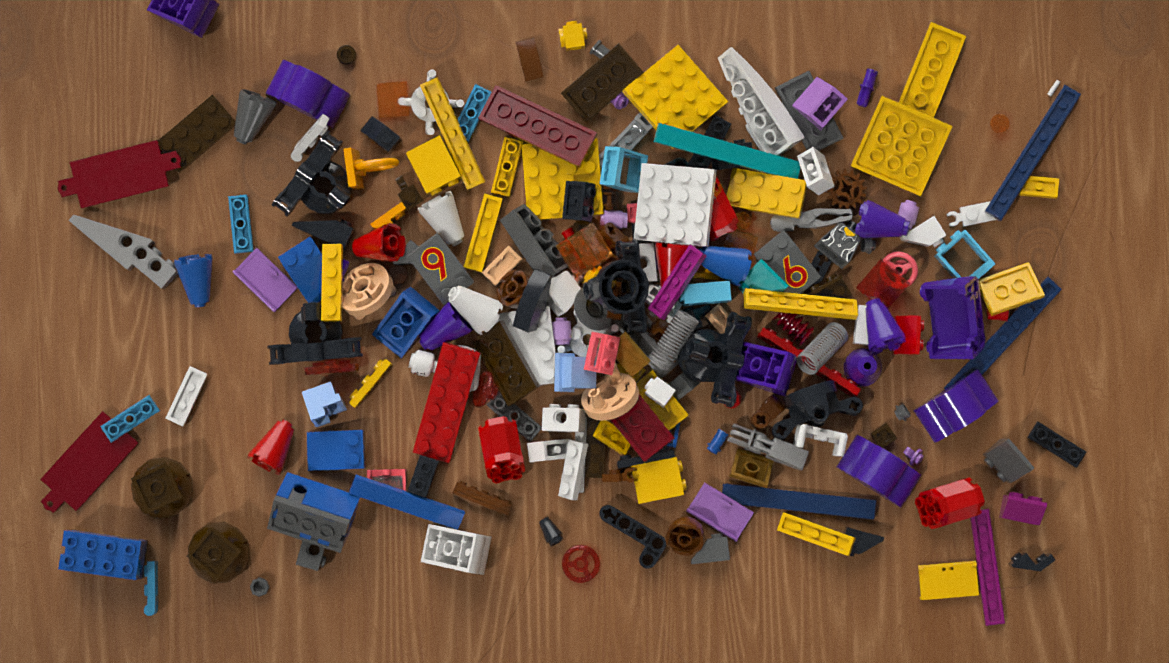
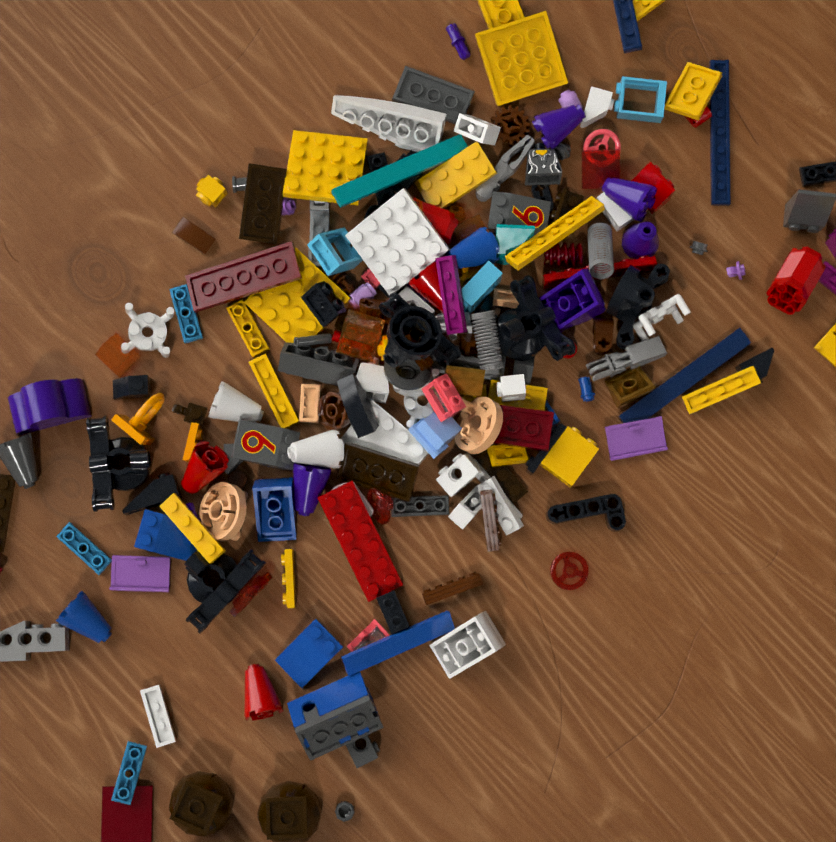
camera: 40 degrees left, 5 degrees down
(309, 138) = (79, 436): white plate -> none
(322, 403) = (267, 626): light blue plate -> none
(346, 54) = (53, 353): dark brown tile -> none
(422, 363) = (316, 528): white head -> none
(434, 166) = (192, 375): yellow brick -> none
(452, 133) = (184, 338): yellow tile -> none
(501, 449) = (434, 538): red brick -> none
(546, 220) = (312, 340): none -> dark grey piece
(551, 532) = (525, 567): black cone -> none
(555, 474) = (490, 520): none -> reddish brown piece
(561, 331) = (398, 410): lavender brick -> none
(616, 475) = (536, 480): reddish brown plate -> none
(685, 536) = (628, 478): reddish brown cylinder -> none
(713, 550) = (657, 471): dark grey slope -> none
(819, 103) = (435, 79): medium lavender slope -> none
(879, 470) = (722, 303): dark purple brick -> none
(883, 435) = (701, 276): dark brown plate -> none
(955, 318) = (673, 145): dark purple windscreen -> none
(956, 406) = (734, 209): dark purple brick -> none
(971, 215) = (616, 64): white plate -> none

